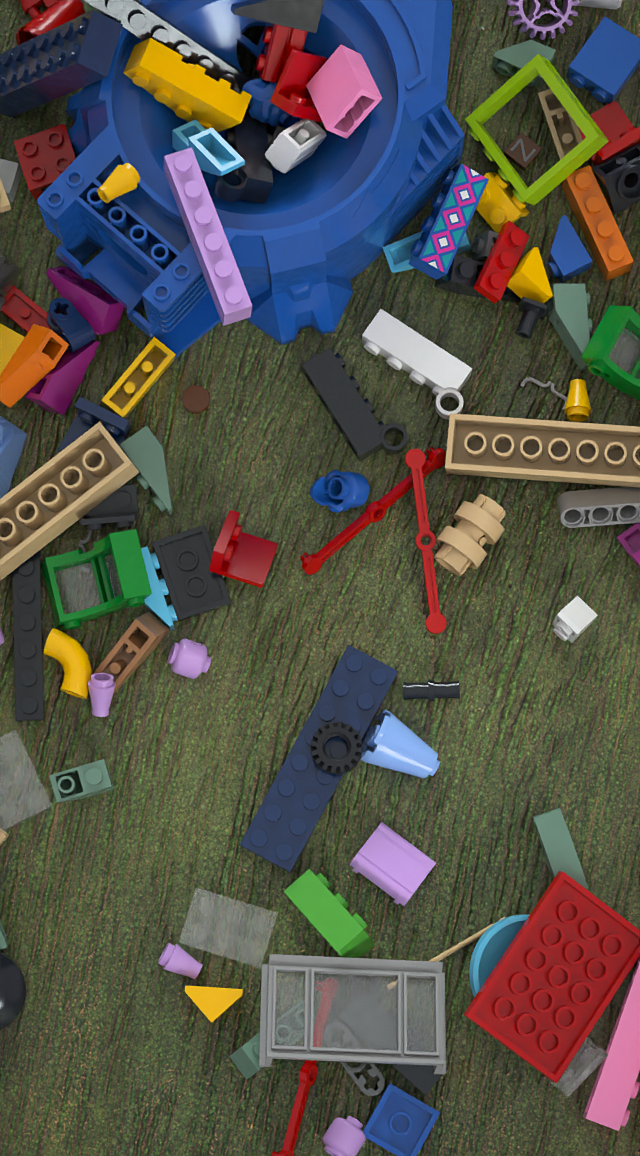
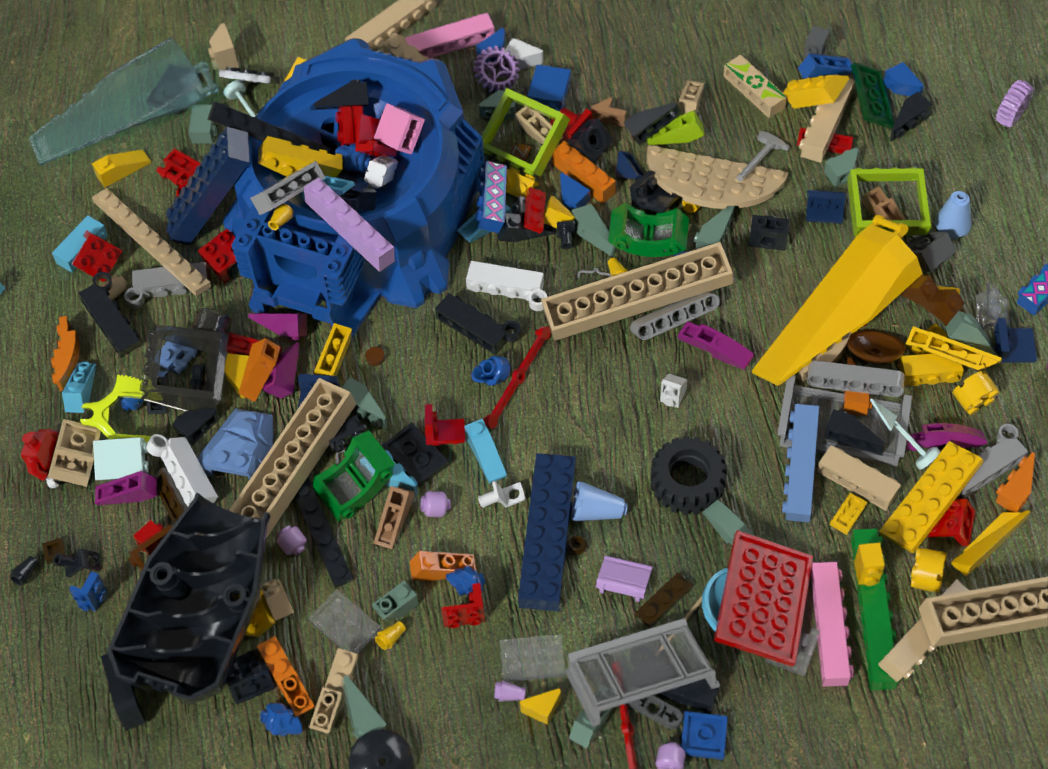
camera: 20 degrees left, 20 degrees down
(61, 820) = (387, 637): none -> yellow cone
(71, 326) = (276, 335): dark blue piece -> none
(73, 660) = (359, 535): yellow cylinder -> none
(101, 692) = (385, 545): lavender cone -> none
(145, 141) = (286, 188): none -> light grey hinge
(164, 751) = (435, 565): none -> orange slope
(184, 789) = (464, 578): none -> blue head
(184, 826) = (466, 613): none -> red bracket
(280, 681) = (502, 495): none -> white bracket
(285, 608) = (485, 451): none -> medium azure slope
(329, 915) = (595, 620): bright green wedge -> none
(342, 731) = (556, 522): black tyre -> none
(350, 783) = (576, 540): none -> dark brown plate
(430, 916) = (663, 600): none -> dark brown plate
(431, 690) = (601, 465): black pin -> none
(435, 621) = (586, 424): red piece -> none
(476, 526) = (585, 365): tan piece -> none
(565, 730) = (693, 453): none -> black tyre

